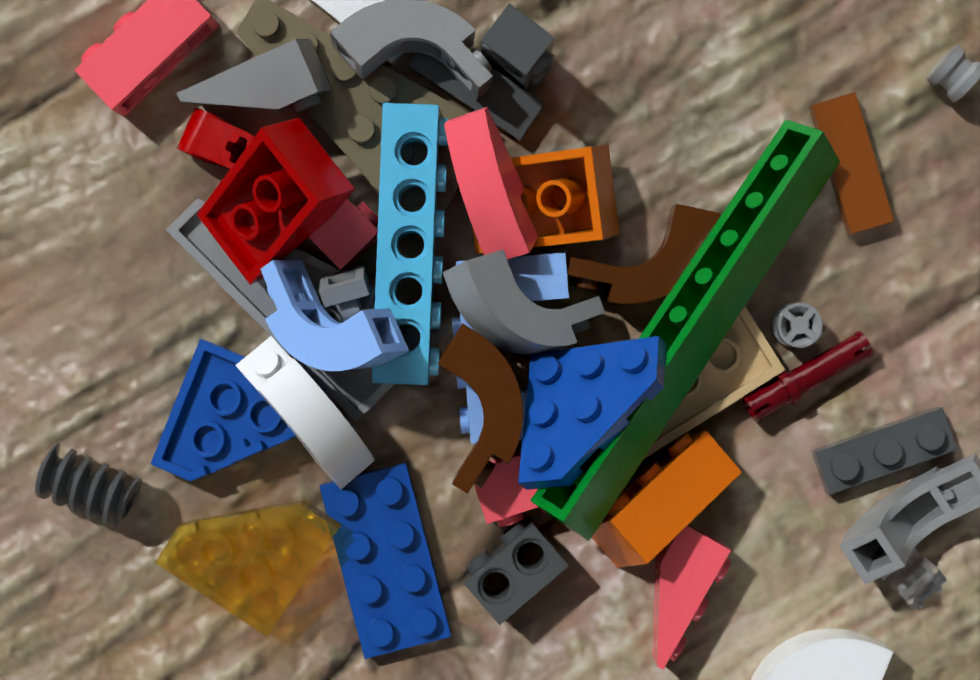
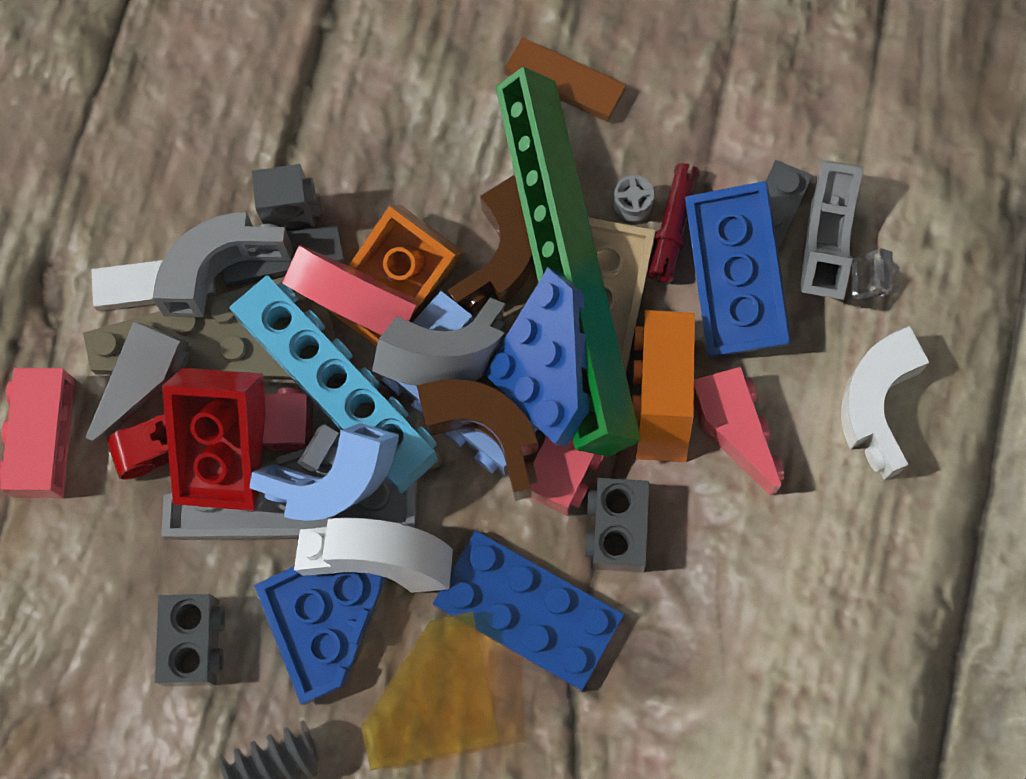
camera: 40 degrees left, 15 degrees down
(106, 322) = (176, 641): none -> dark grey brick
(813, 471) = (738, 270): none -> blue plate

